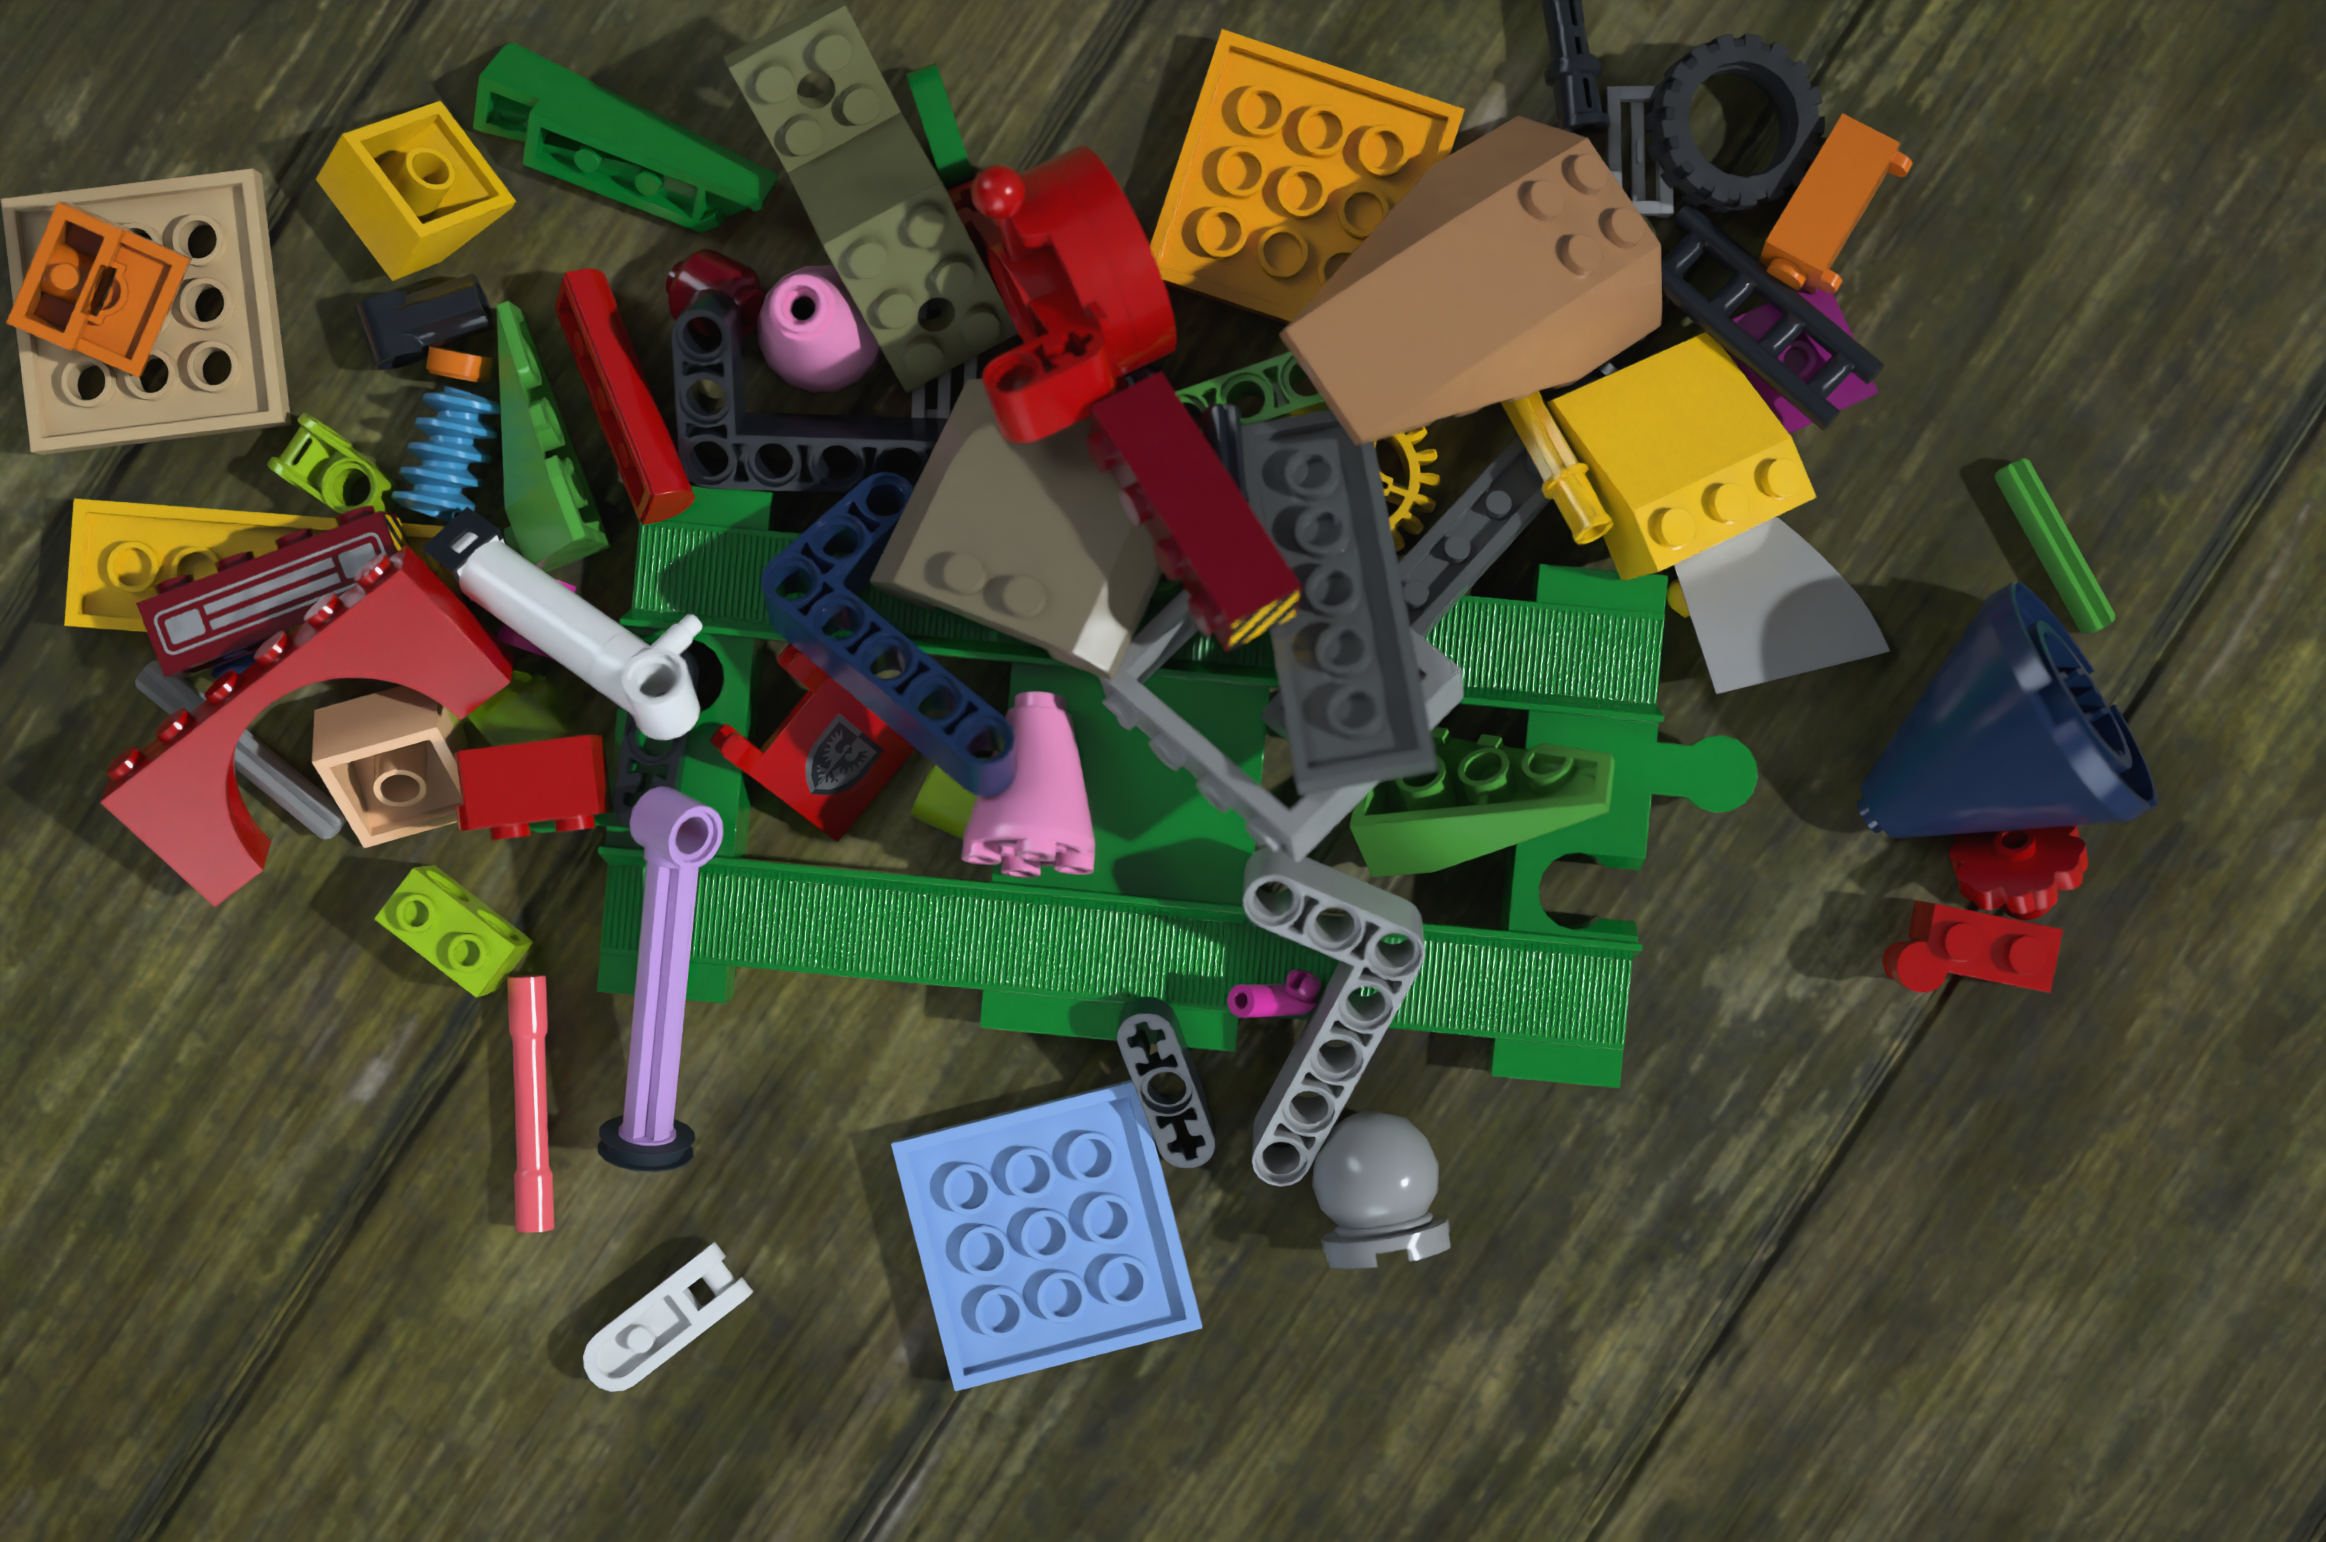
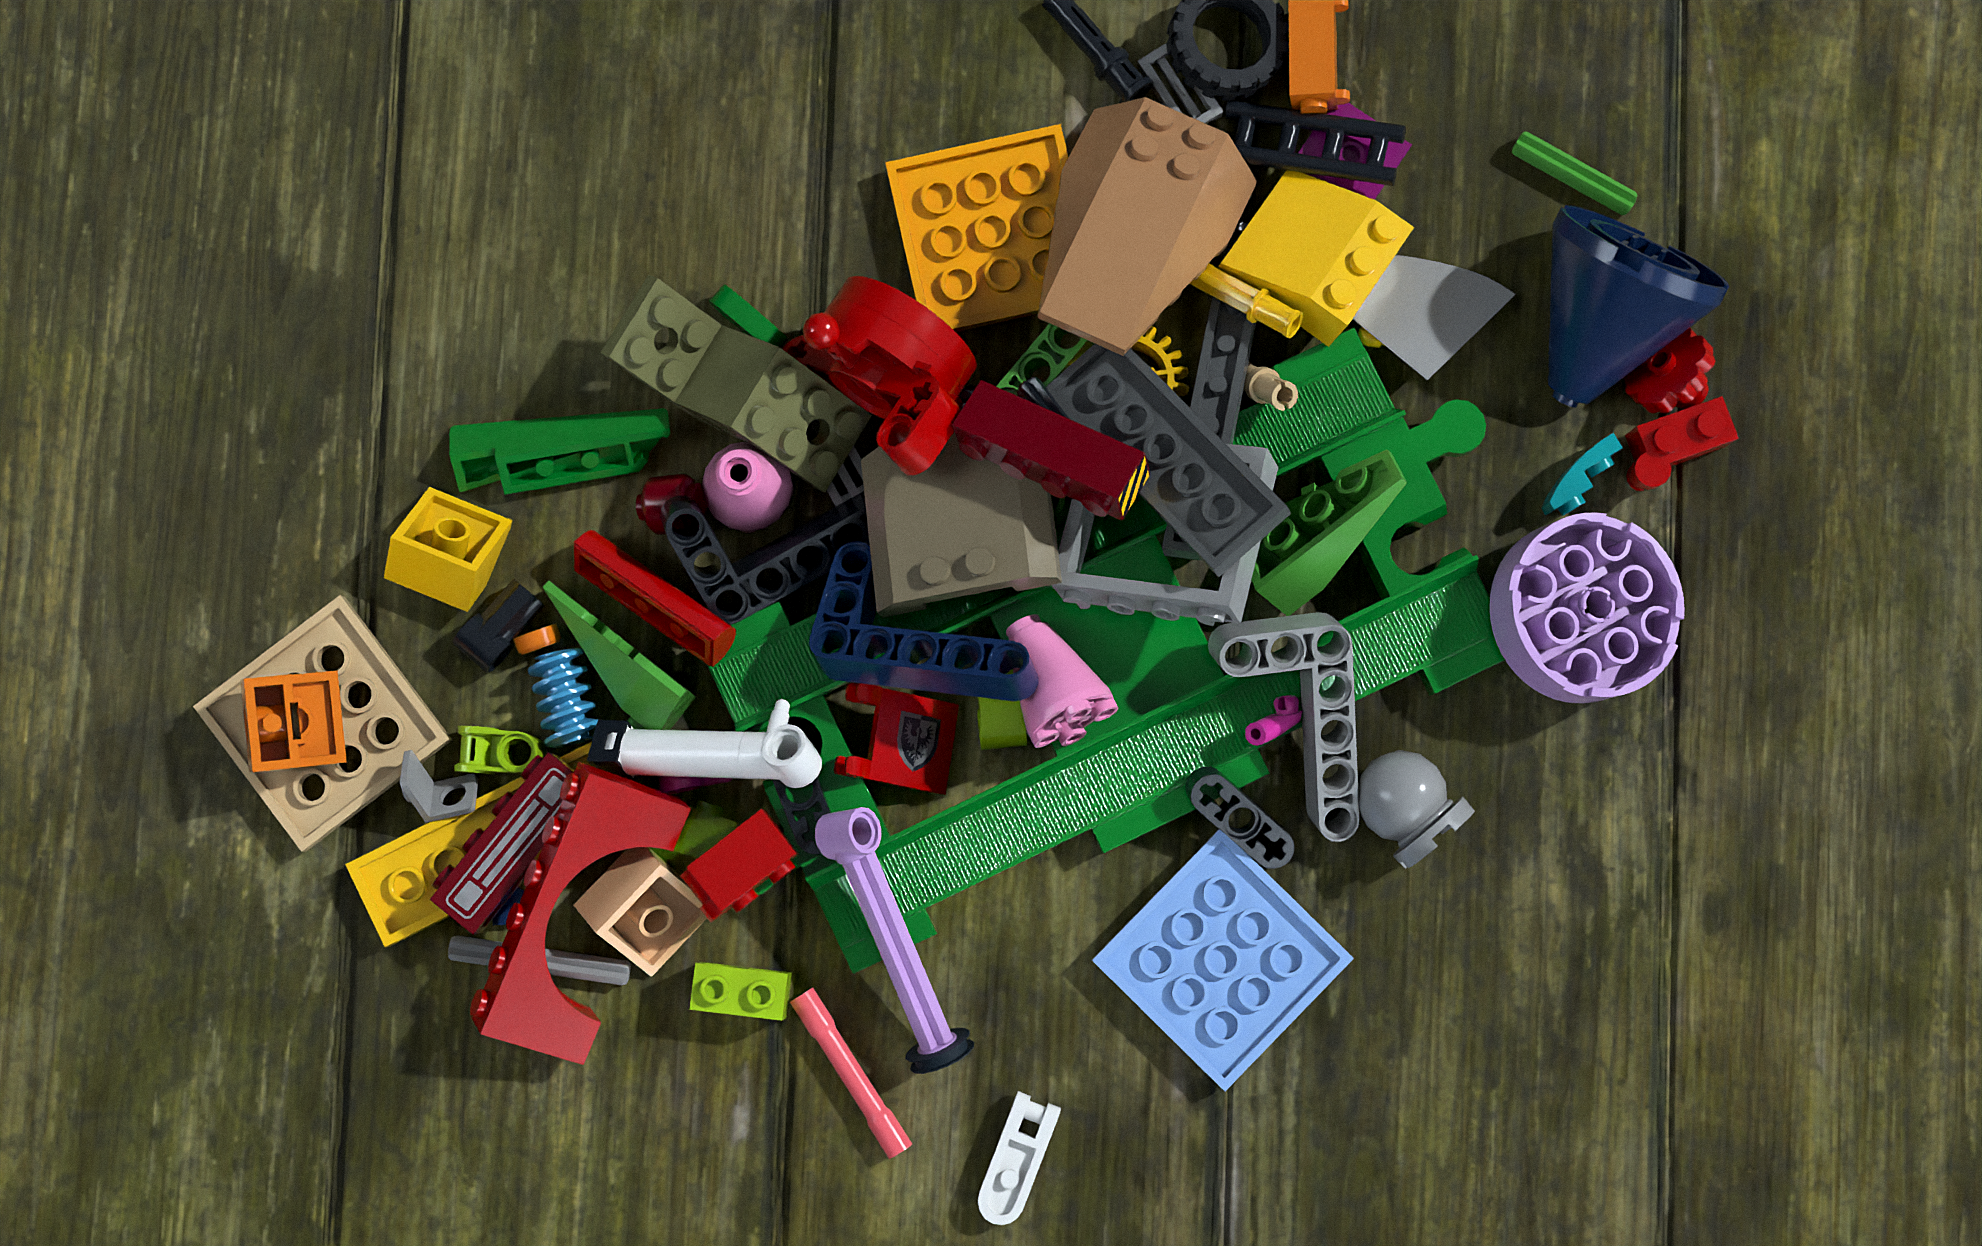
camera: 25 degrees left, 5 degrees down
(218, 472) = (429, 795): none -> light grey bracket
(1515, 584) = (1266, 386): none -> tan pin
(1690, 1045) = (1543, 598): none -> lavender brick
(1816, 921) = (1568, 489): none -> teal slope

